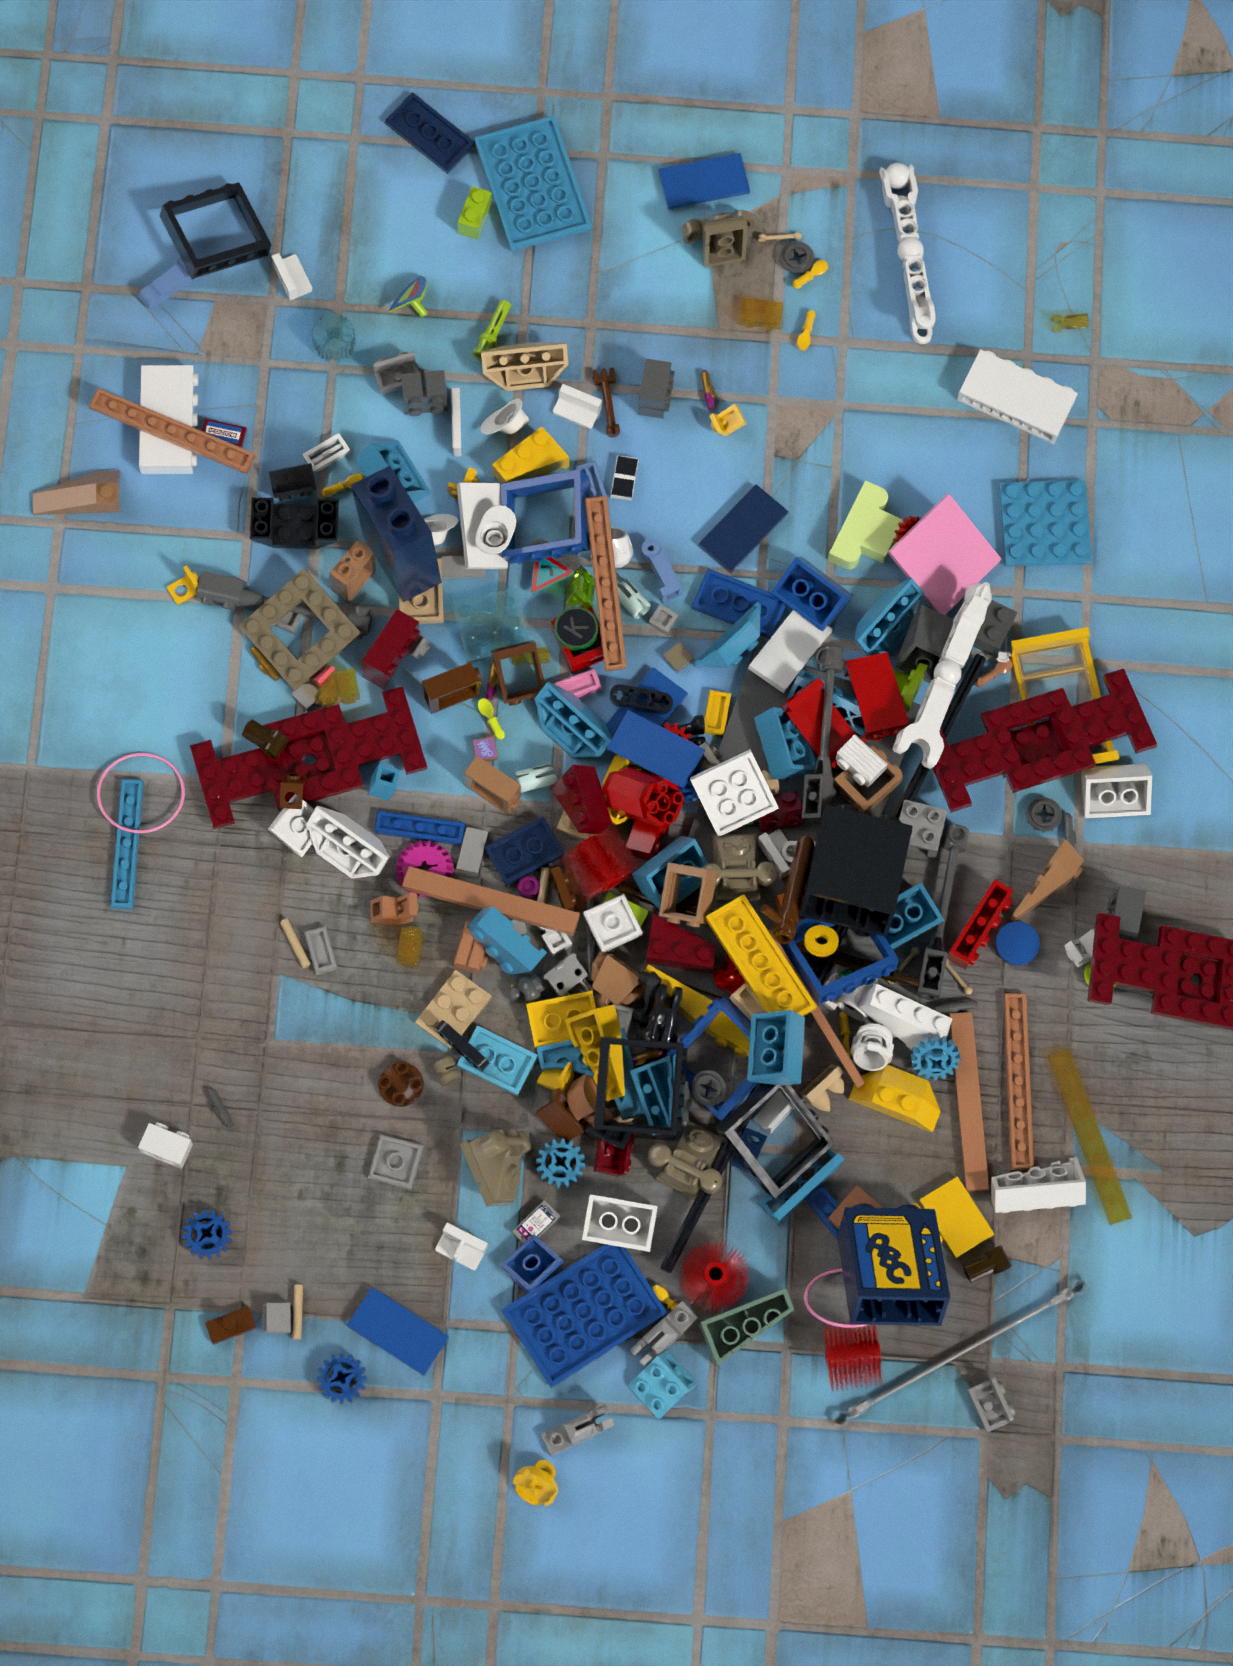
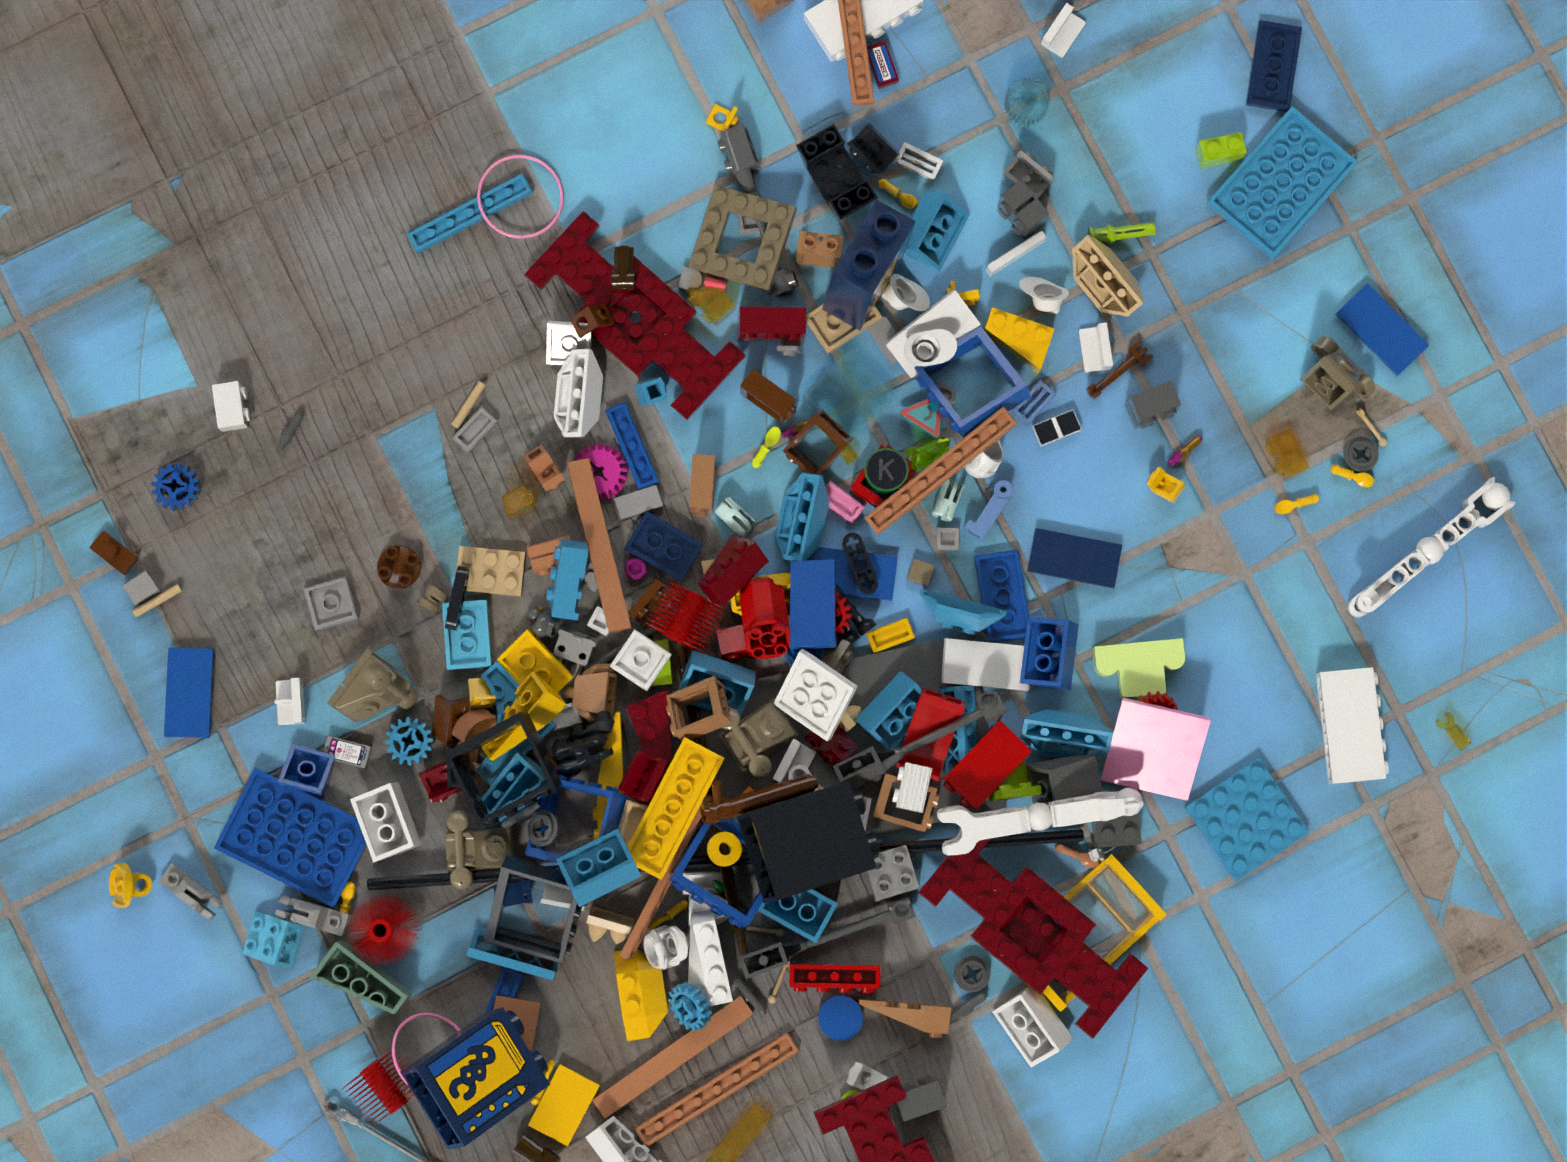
camera: 60 degrees right, 10 degrees up
(264, 664) = (695, 228): pearl gold piece -> none
(331, 1382) = (114, 677): blue gear -> none
(412, 295) = (1108, 145): shield -> none
(485, 748) = (735, 458): medium lavender tile -> none
(544, 881) = (641, 582): tan piece -> none
(718, 972) = (642, 776): none -> dark red bracket

